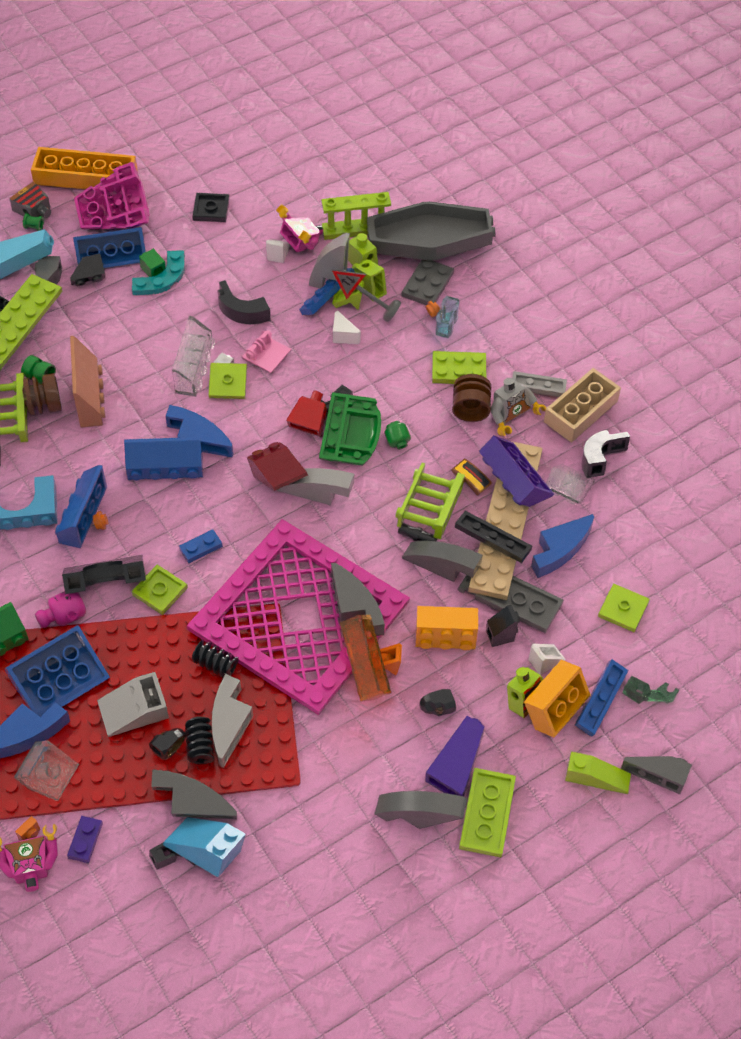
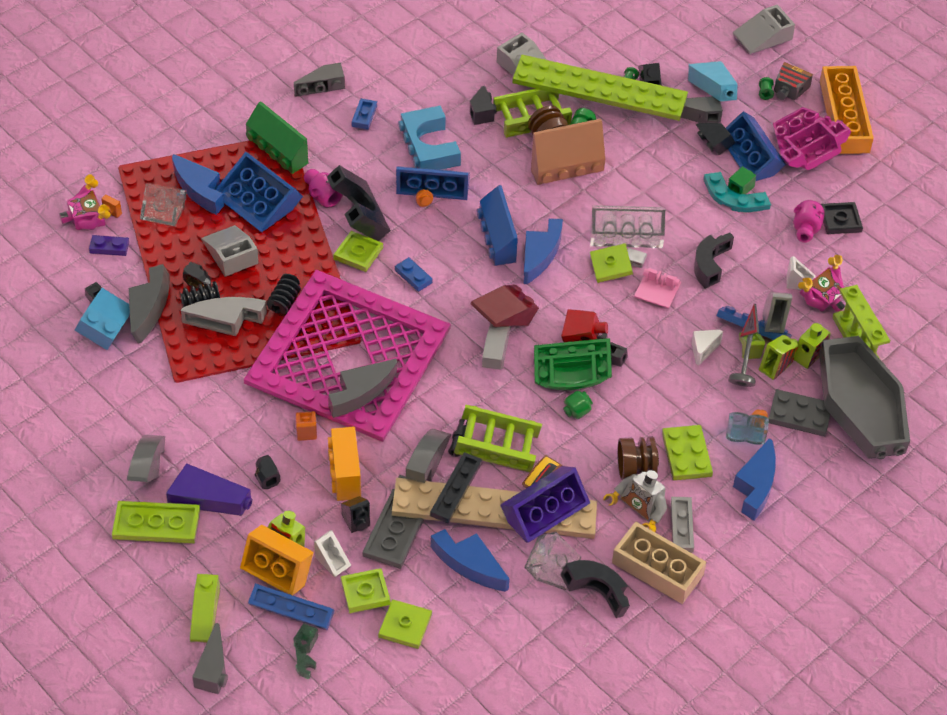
camera: 80 degrees right, 5 degrees down
(216, 226) = (808, 219): none -> dark pink piece
(365, 657) = (297, 399): clear orange brick -> none
(499, 322) = (756, 480): none -> blue slope
(588, 633) = (365, 590): none -> lime plate

